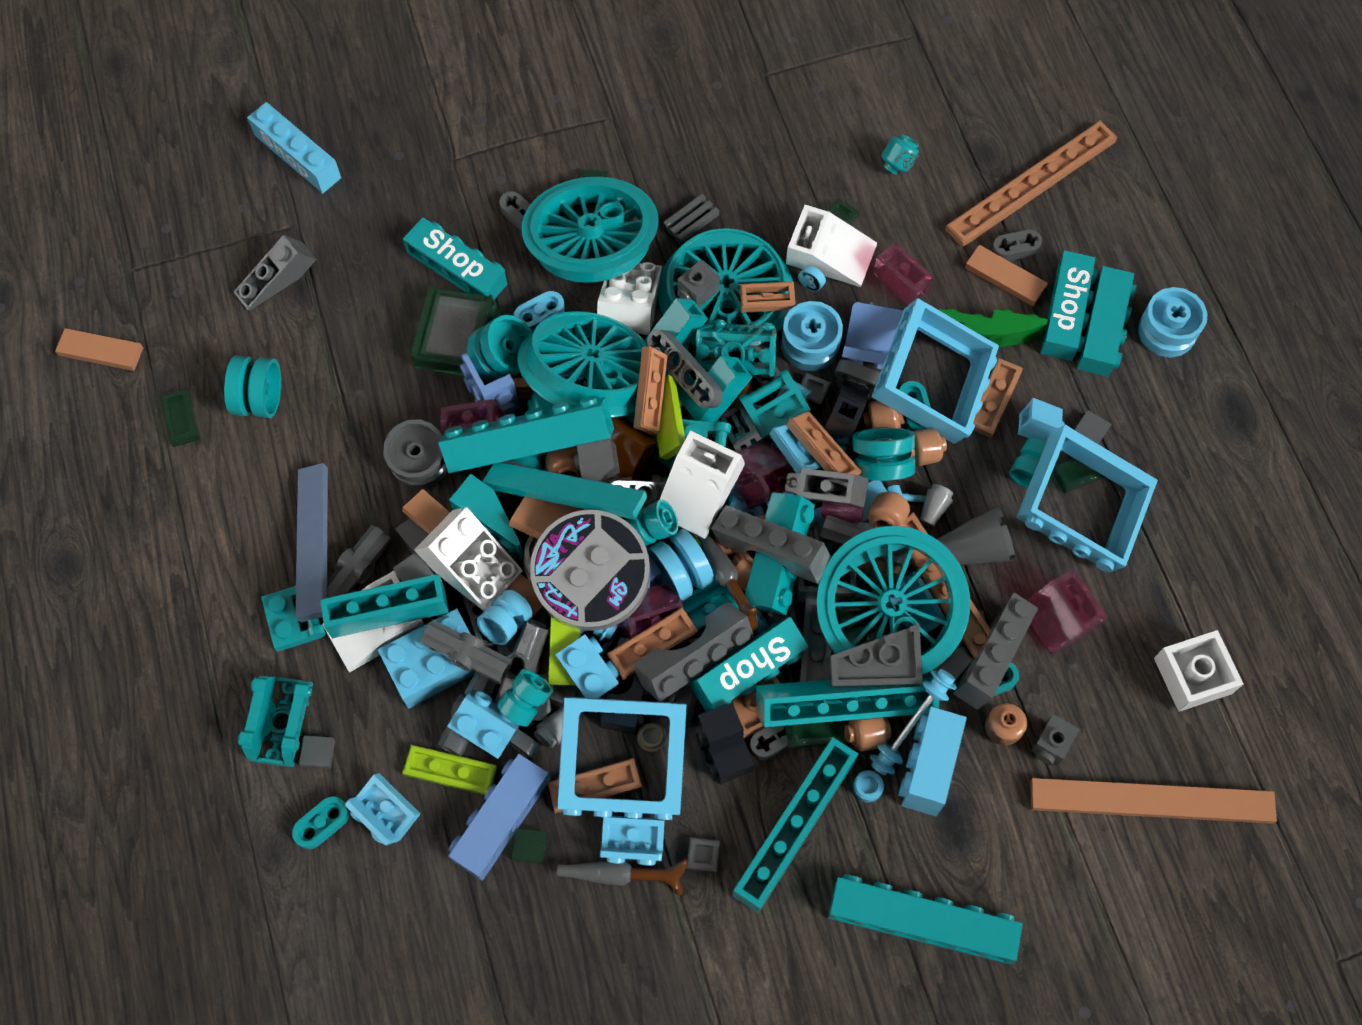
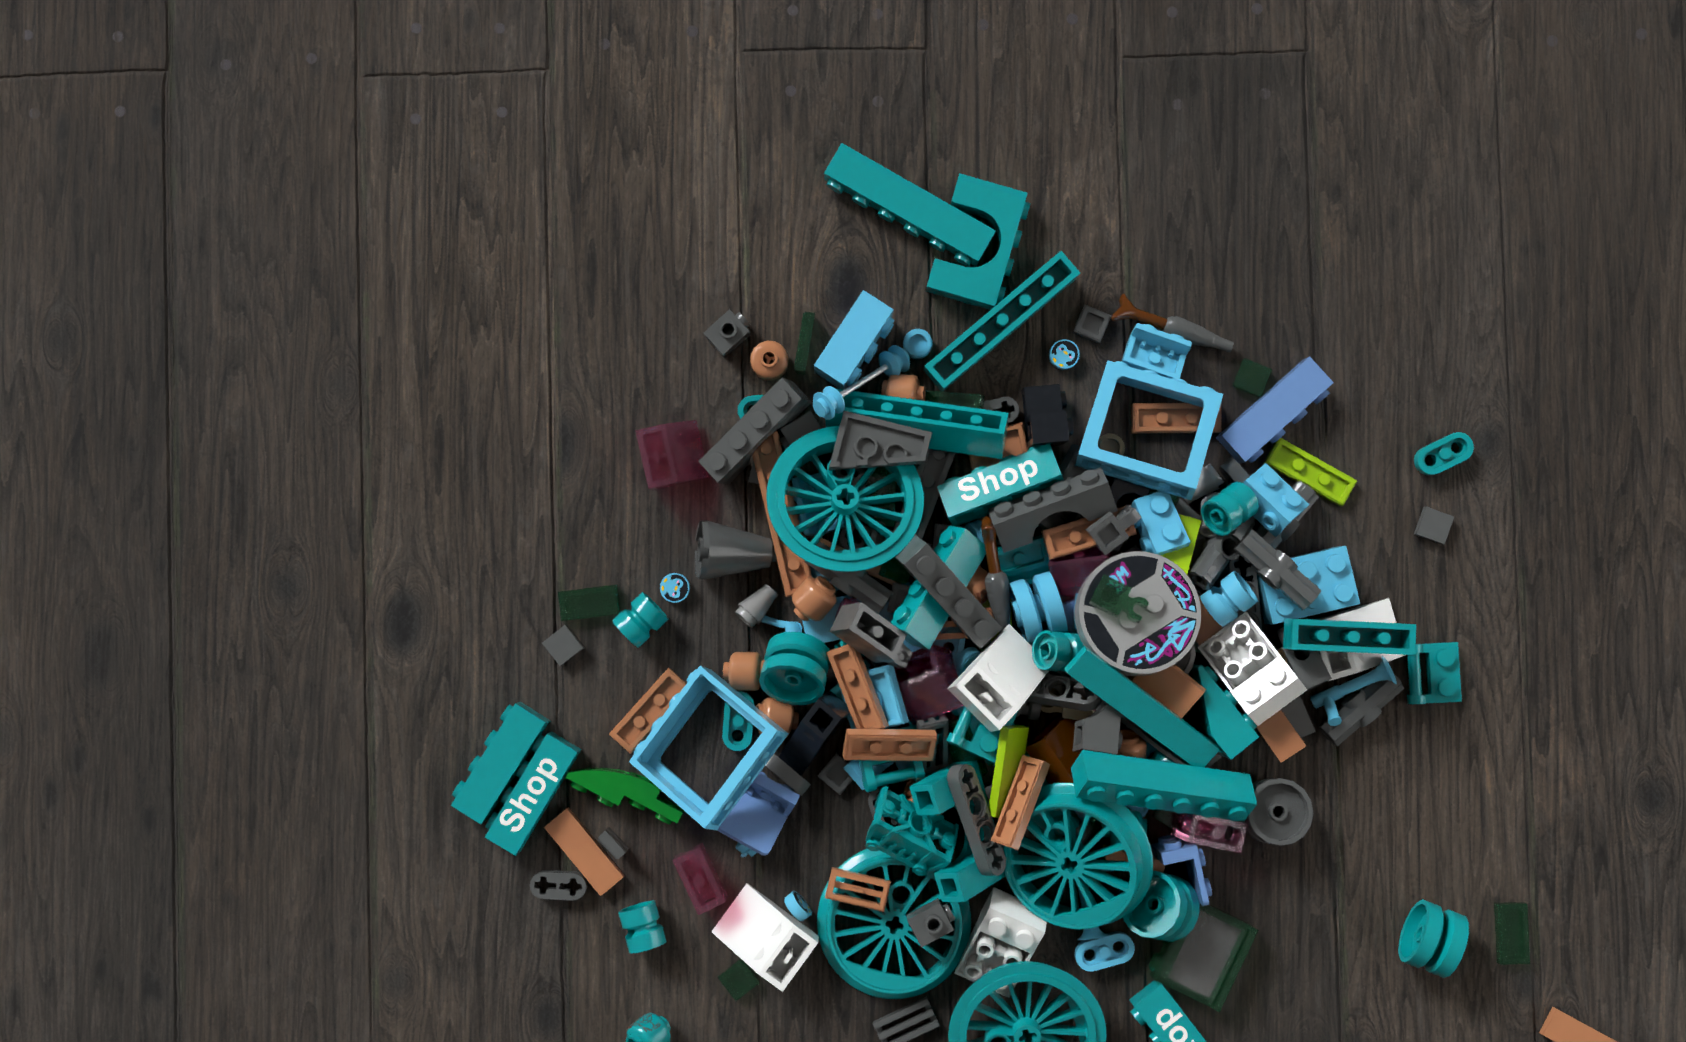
camera: 165 degrees left, 20 degrees up
(263, 715) = (1482, 569): teal piece -> none
(311, 541) = (1401, 744): sand blue tile -> none
(382, 810) = (1384, 447): medium azure bracket -> none
(387, 566) = (1328, 697): none -> medium azure piece
(620, 568) = (1113, 597): none -> clear green plate
(633, 642) = (1110, 530): none -> dark grey plate
(722, 816) = (1064, 354): none -> medium azure tile
(780, 408) = (889, 744): none -> nougat tile
(811, 336) = (817, 850): medium azure wheel -> none
(825, 942) = (1001, 208): none -> teal arch
(937, 230) = (642, 926): none -> teal wheel
(978, 752) = (804, 343): none -> clear green tile
(985, 285) = (613, 843): none -> dark grey tile
(1011, 501) = (675, 587): none -> medium azure tile
(1030, 184) = (509, 961): nougat tile -> none
(1039, 419) = (616, 663): medium azure brick -> none
(1137, 485) = (570, 530): medium azure piece -> none
(1153, 800) = (655, 254): nougat tile -> none
(1172, 322) = (414, 742): medium azure wheel -> none
(1198, 670) = (565, 357): white brick -> none

